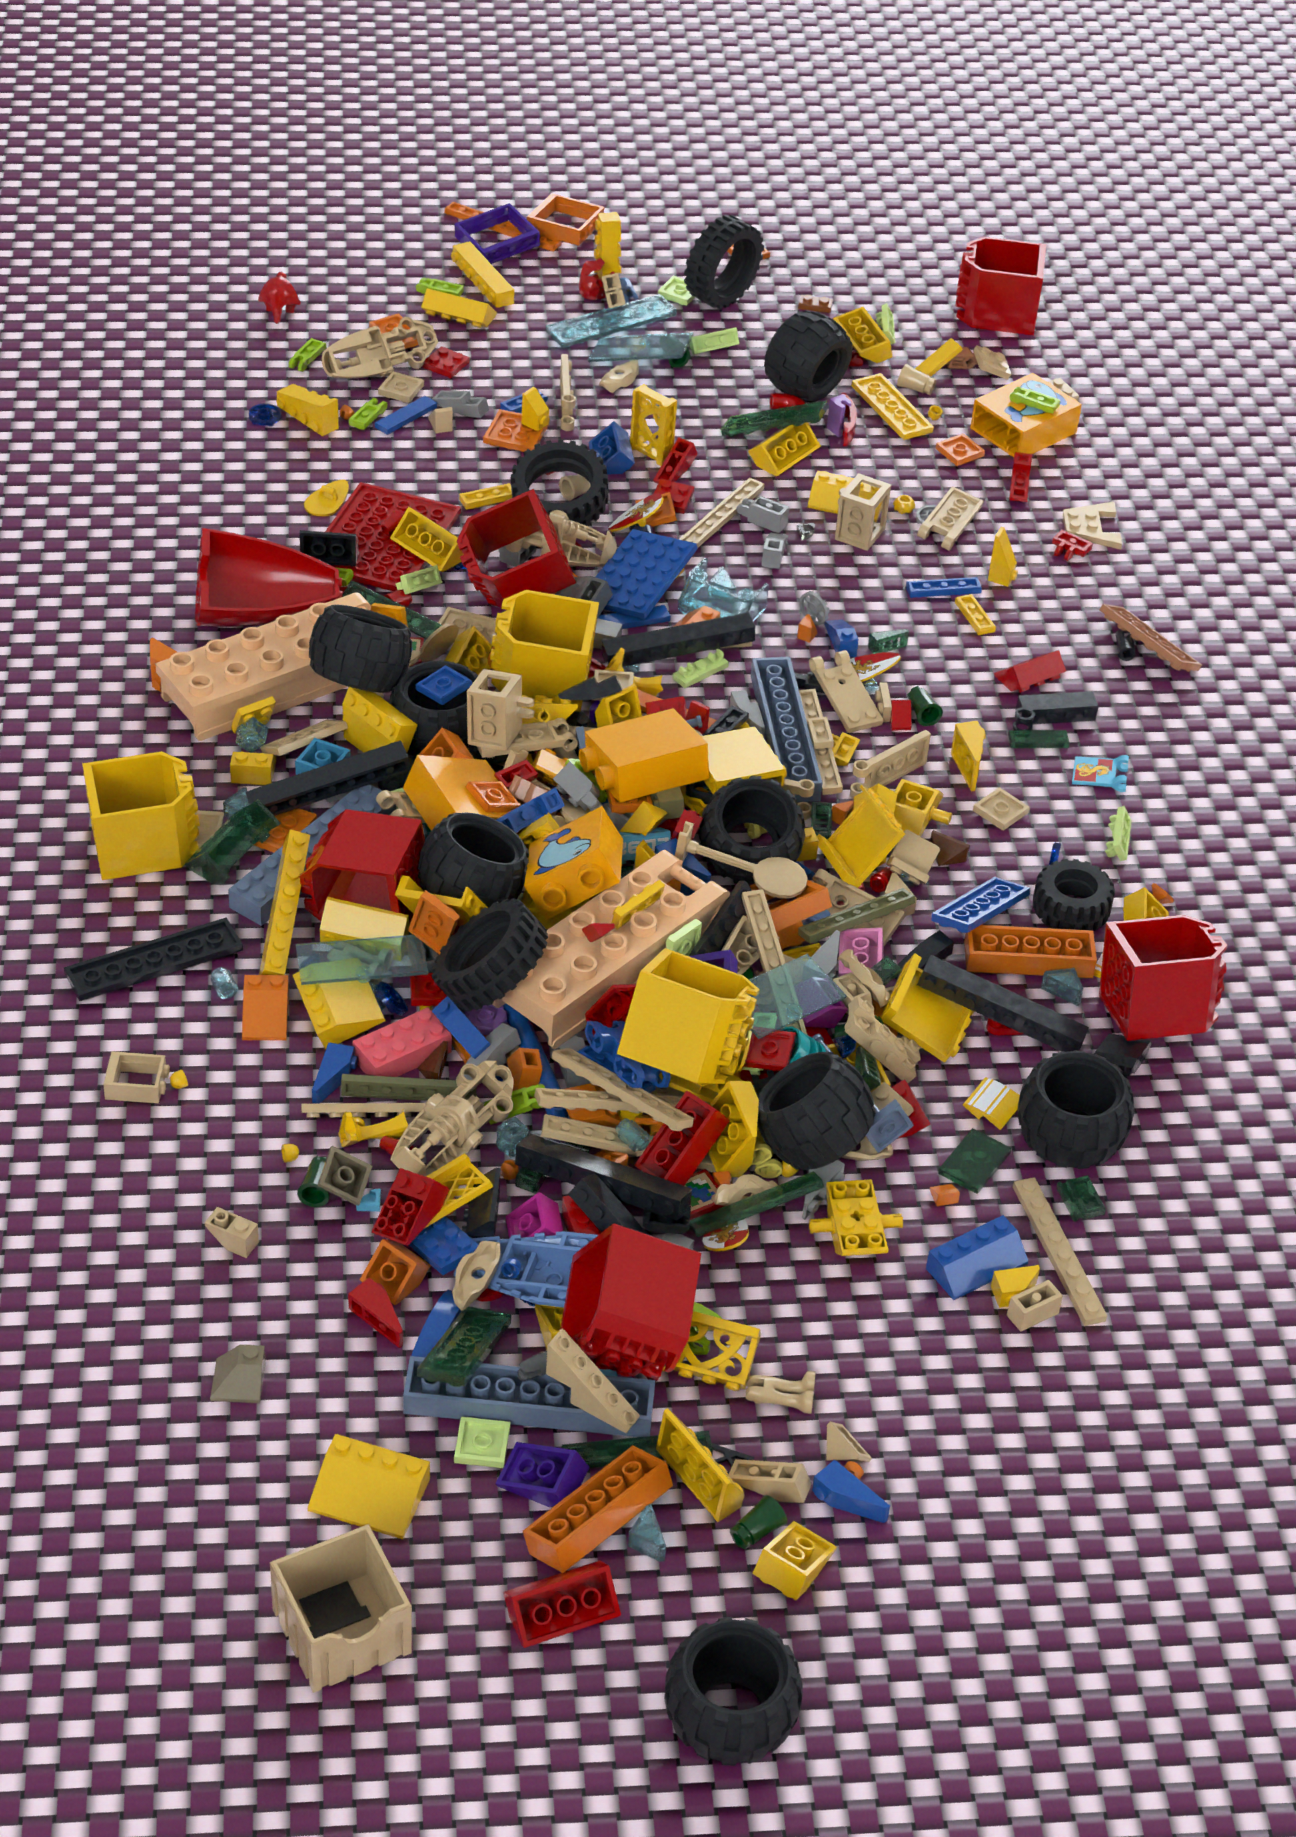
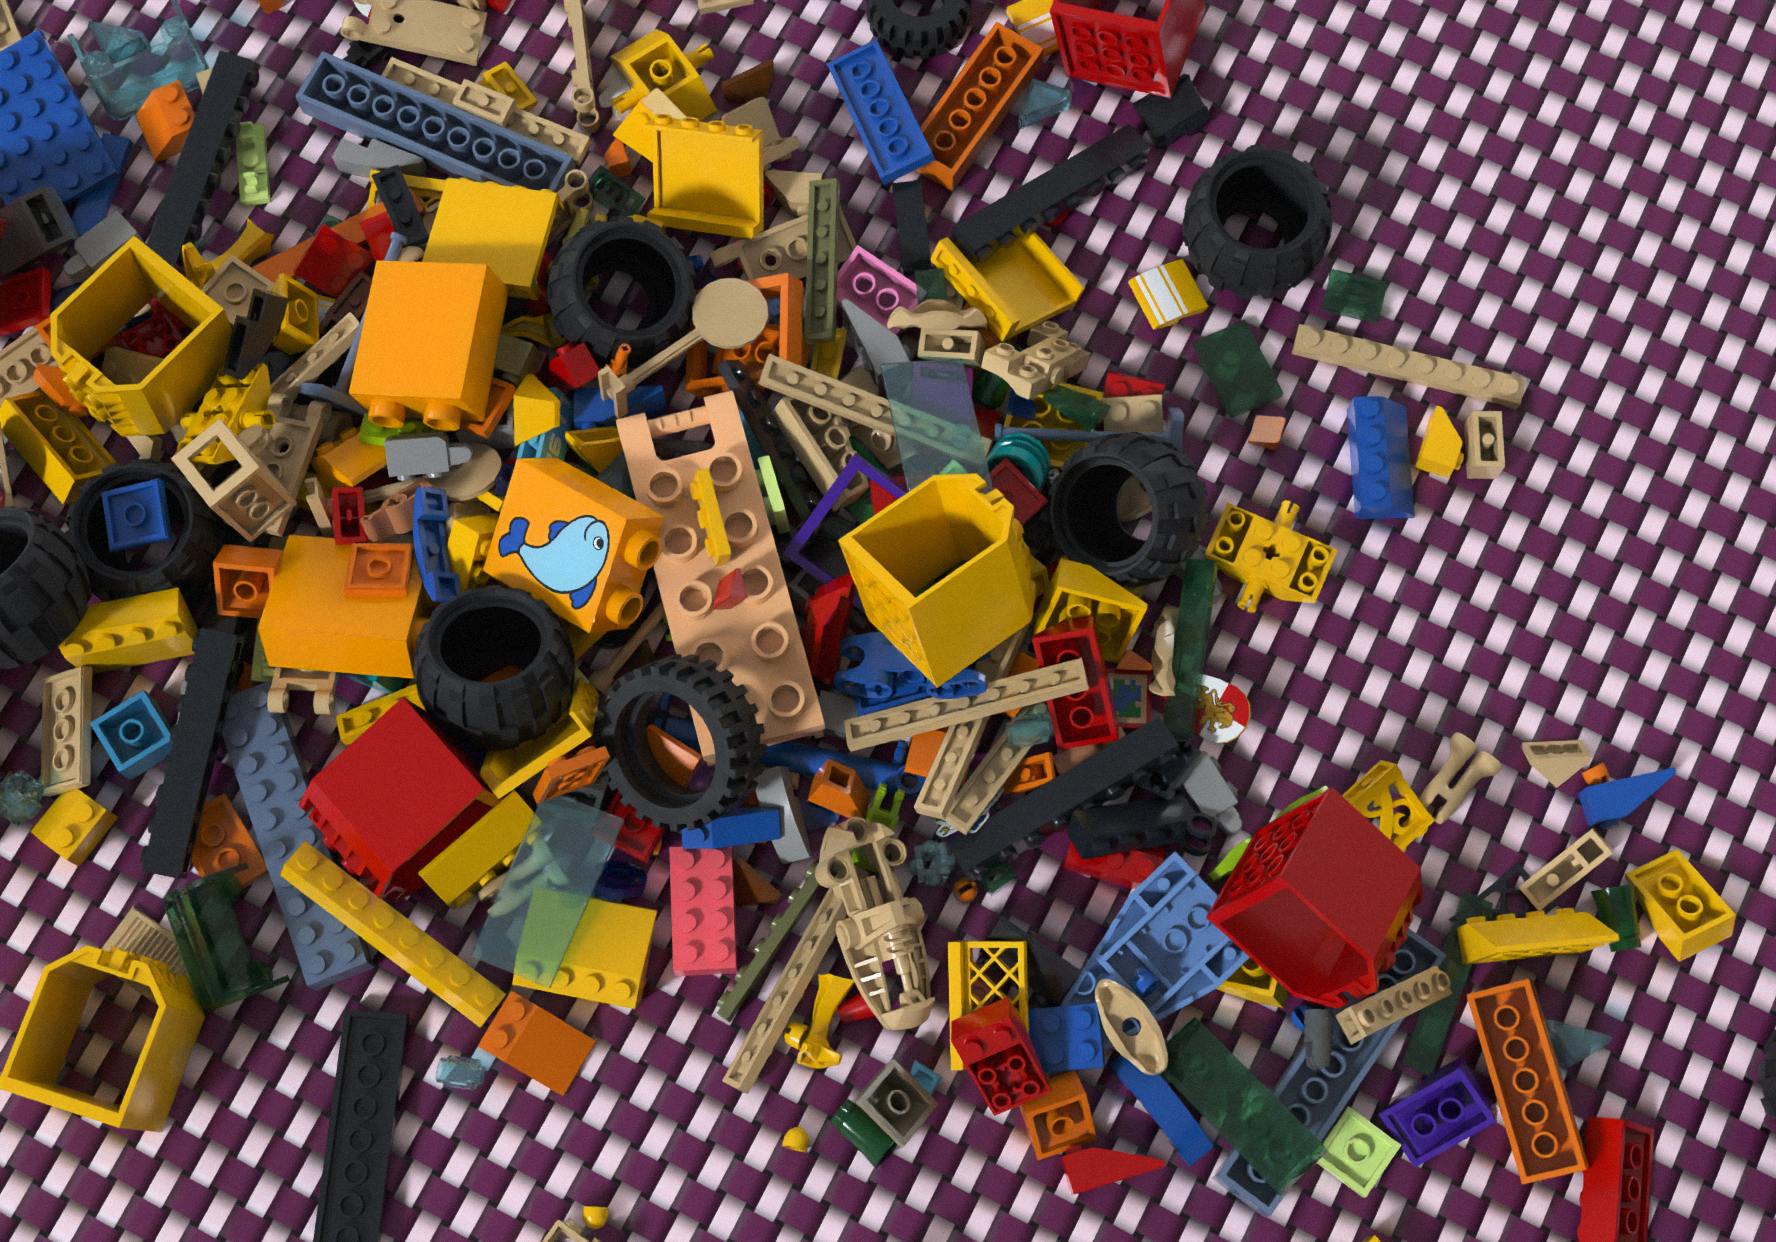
camera: 55 degrees left, 30 degrees up
(235, 802) = (144, 887): clear light blue slope -> none
(337, 1060) = (689, 1009): blue slope -> none
(535, 1216) = (1075, 913): dark pink slope -> none
(704, 841) = (620, 362): none -> orange plate

